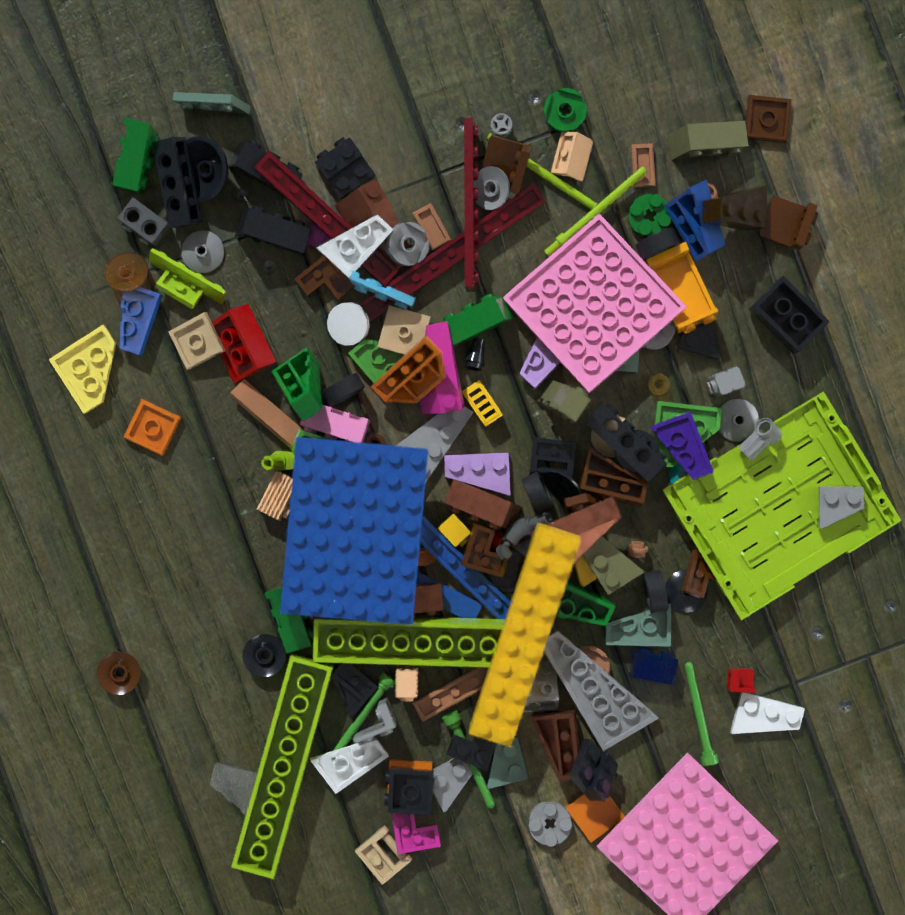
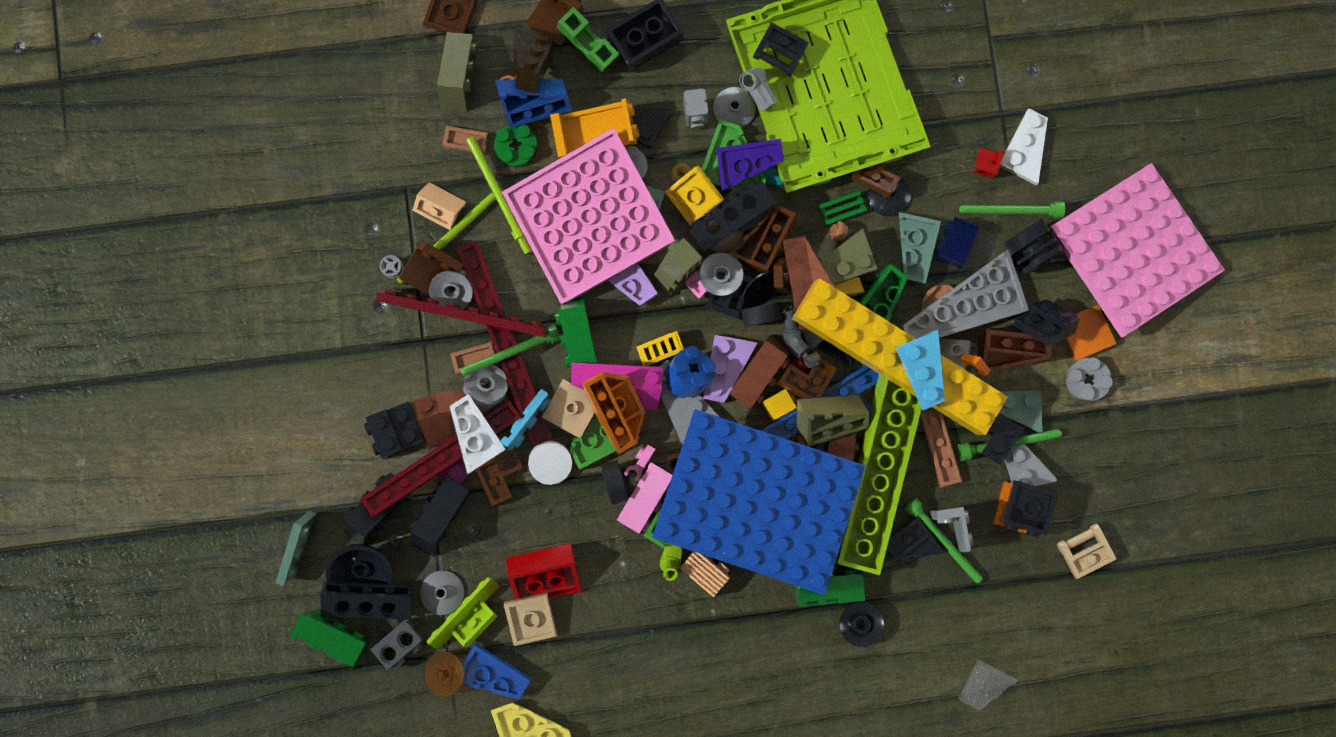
camera: 75 degrees left, 5 degrees down
(152, 427) = (606, 685): orange tile -> none
(265, 412) = (619, 565): nougat tile -> none
(282, 766) = (977, 631): lime brick -> none
(301, 383) = (598, 522): green wedge -> none
(349, 763) = (988, 564): white wing -> none
(374, 412) = (643, 457): none -> bright pink plate
(407, 682) = (920, 486): light nougat brick -> none
(410, 838) = (1075, 519): dark pink plate -> none
(451, 581) = (830, 418): none -> olive wedge
(464, 436) = (689, 373): none -> blue brick
(469, 297) = (553, 337): none -> bright green piece
(476, 355) = (612, 344): black cone -> none
(517, 659) = (924, 369): none -> medium azure wing
(538, 710) = (976, 362): none -> orange tile
(555, 426) = (695, 285): none -> bright pink plate
(575, 104) = (397, 213): green plate -> none
(578, 445) = (728, 266): none -> light grey dish
(639, 401) = (694, 195): none -> yellow plate
(655, 591) = (884, 223): black tyre -> none
(657, 243) = (545, 142): black tyre -> none
(665, 742) = (1033, 246): none -> black wheel
(671, 563) = (860, 202): none -> green tile
(768, 259) = (577, 31): none -> bright green arch
(811, 454) = (783, 43): none -> black plate
(838, 503) = (837, 30): light grey wing -> none

